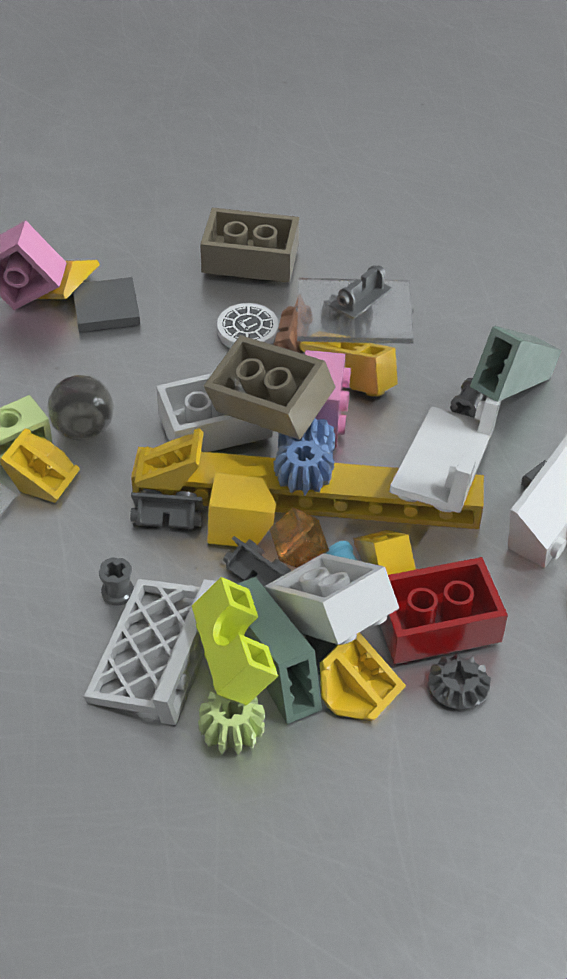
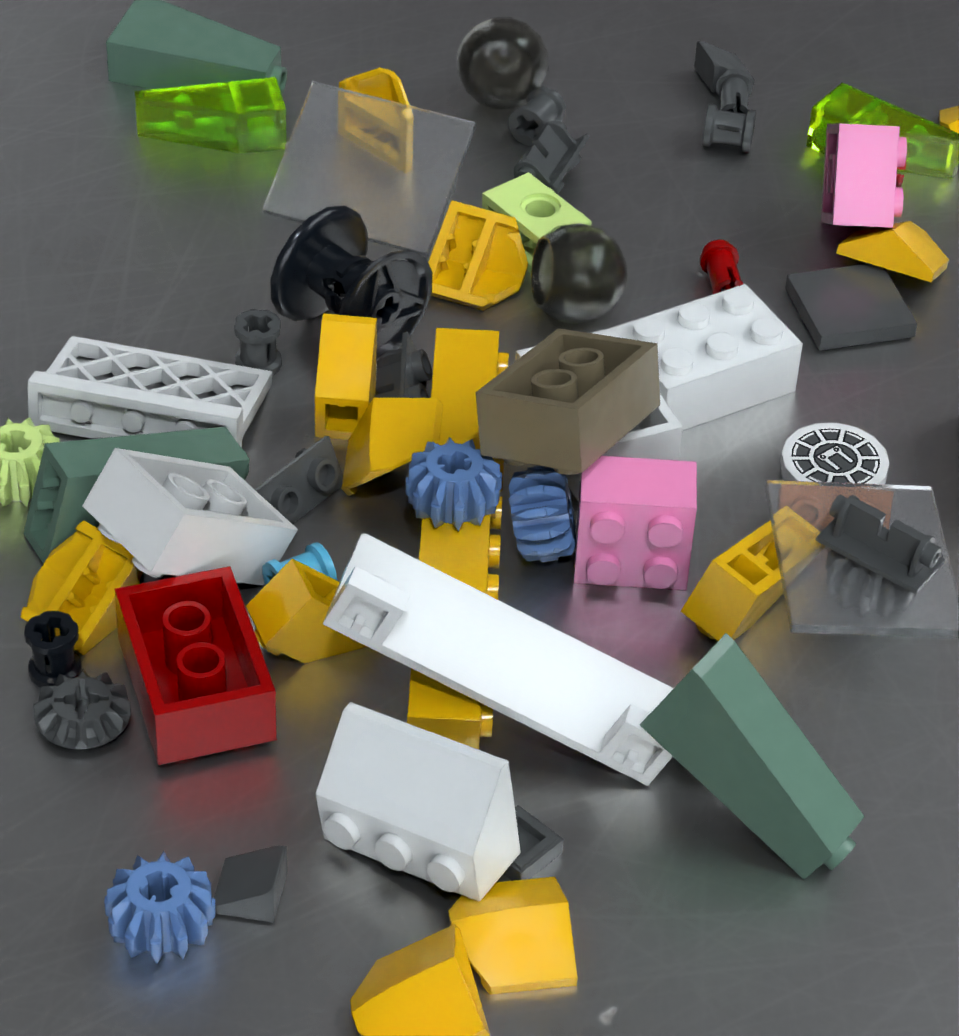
camera: 85 degrees right, 5 degrees down
(68, 351) = (720, 262): none -> red pin
(109, 501) = (328, 270): none -> black piece
(156, 354) = (719, 354): none -> white brick
(169, 463) = (455, 351): yellow slope -> none
(175, 527) = (344, 373): none -> yellow slope
(237, 663) = (101, 411): neon yellow arch -> none
(298, 538) = (352, 498): clear orange brick -> none
(418, 691) = (52, 649): none -> black bush

